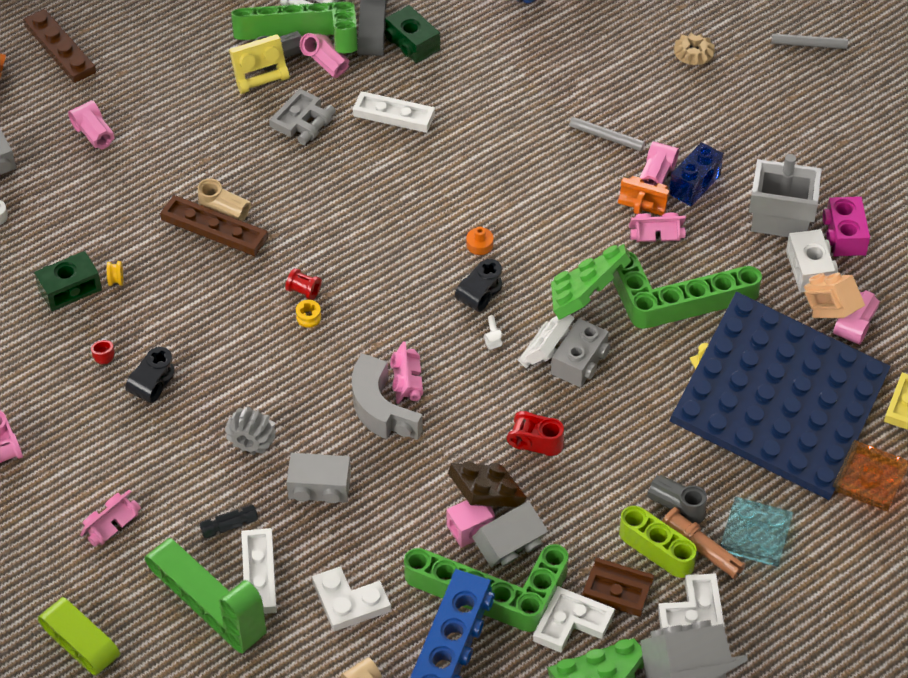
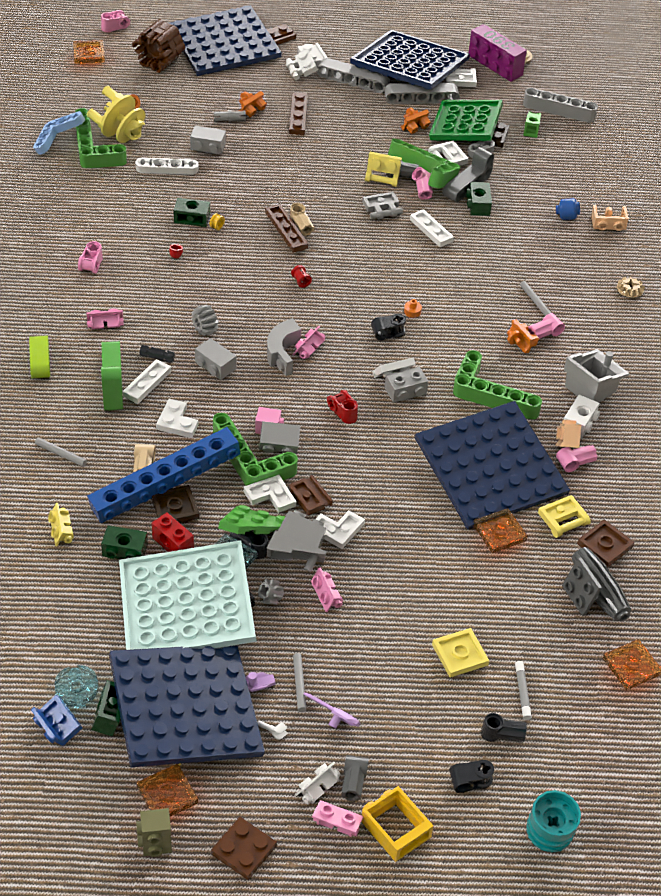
camera: 35 degrees right, 5 degrees down
(89, 121) = (275, 154): bright pink piece -> none
(151, 375) = (186, 273): black piece -> none
(308, 306) = (291, 291): yellow bush -> none
(486, 484) = (290, 408): dark brown plate -> none
(492, 338) = (371, 354): white hand -> none
(574, 288) = (439, 349): bright green plate -> none
(664, 553) = (351, 487): lime beam -> none
(667, 225) = (520, 358): bright pink hinge -> none
(689, 499) = (385, 477): dark grey piece -> none
(696, 174) = (561, 341): clear blue brick -> none
(704, 544) = (372, 496): nougat pin -> none
(756, 531) = (410, 517): clear light blue plate -> none
(846, 226) = (620, 412): dark pink brick -> none

